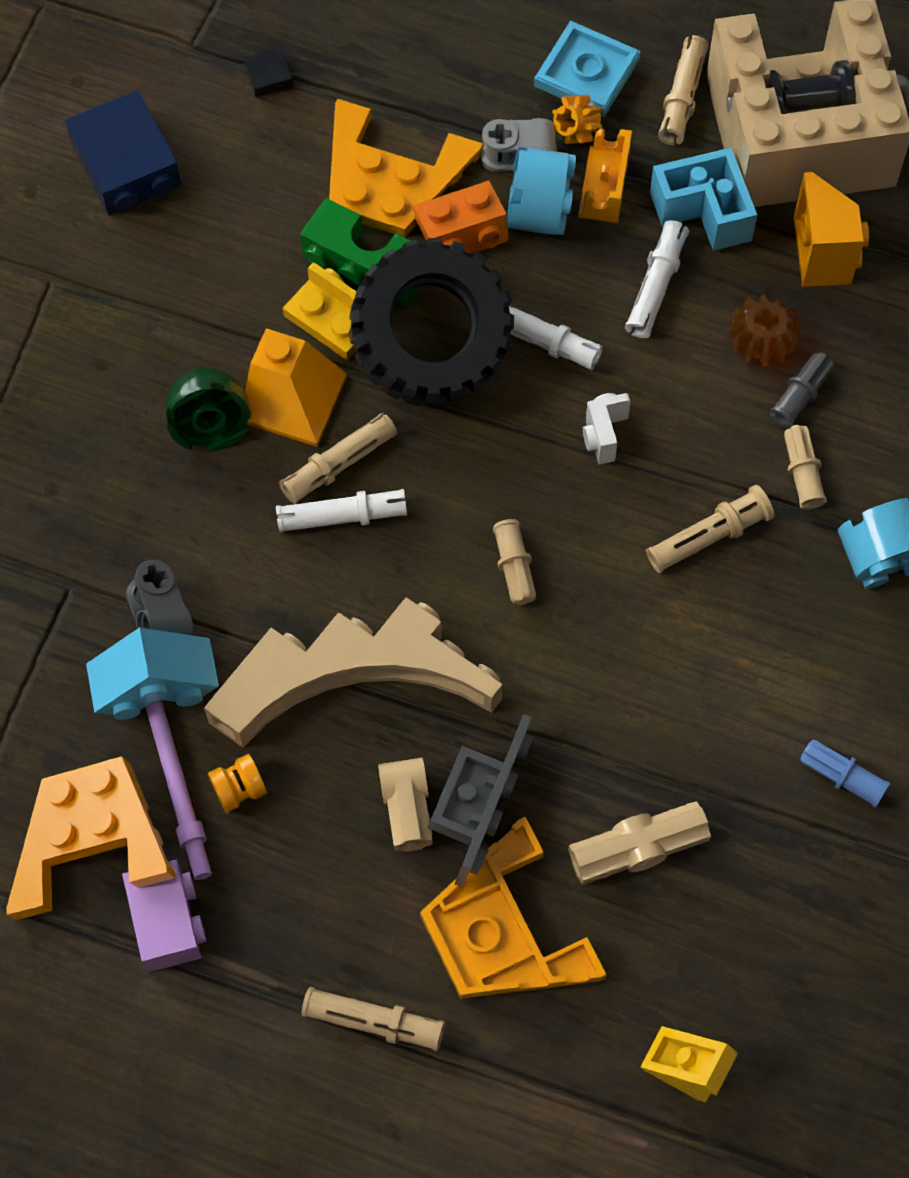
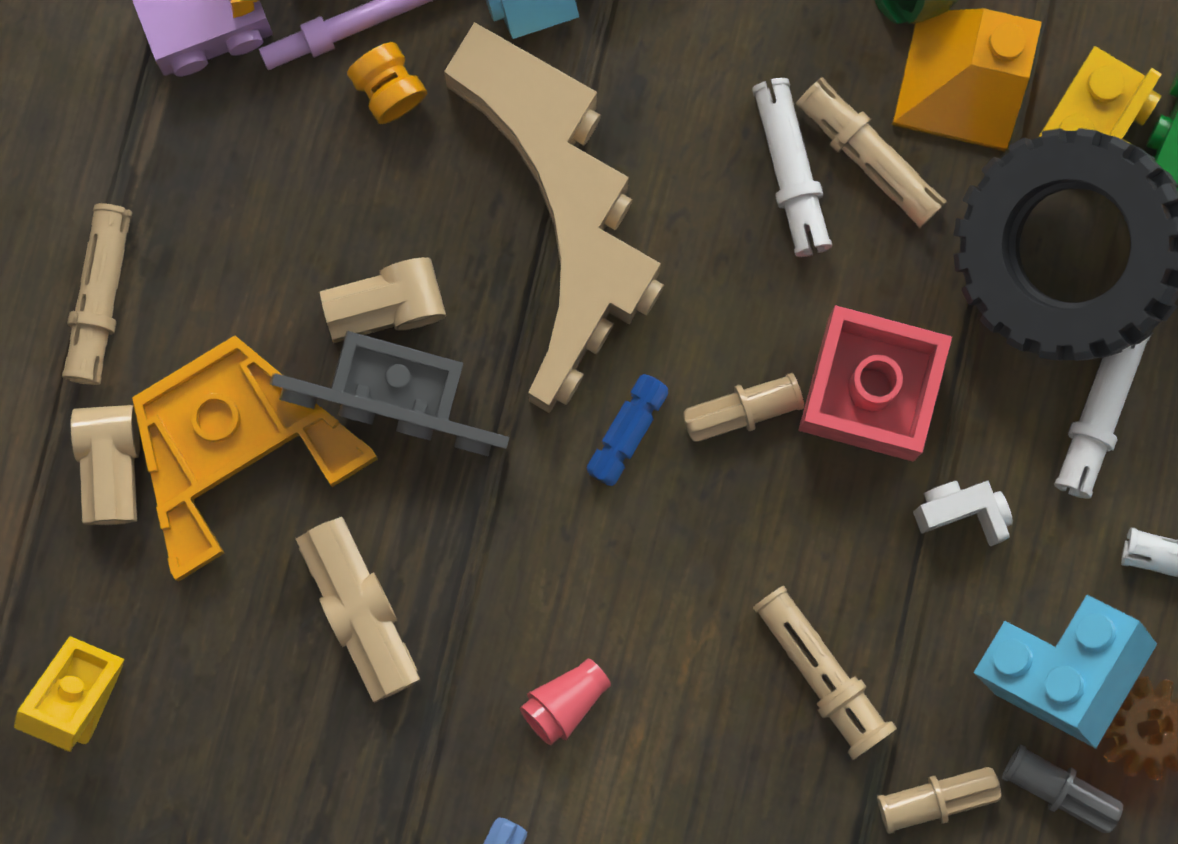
camera: 80 degrees right, 15 degrees up
(495, 1020) = (105, 445): none -> tan piece
(509, 468) = (875, 383): none -> coral brick
(522, 643) = (627, 429): none -> blue axle
(720, 705) = (562, 703): none -> coral cone
(735, 368) = (1080, 679): none -> medium azure brick

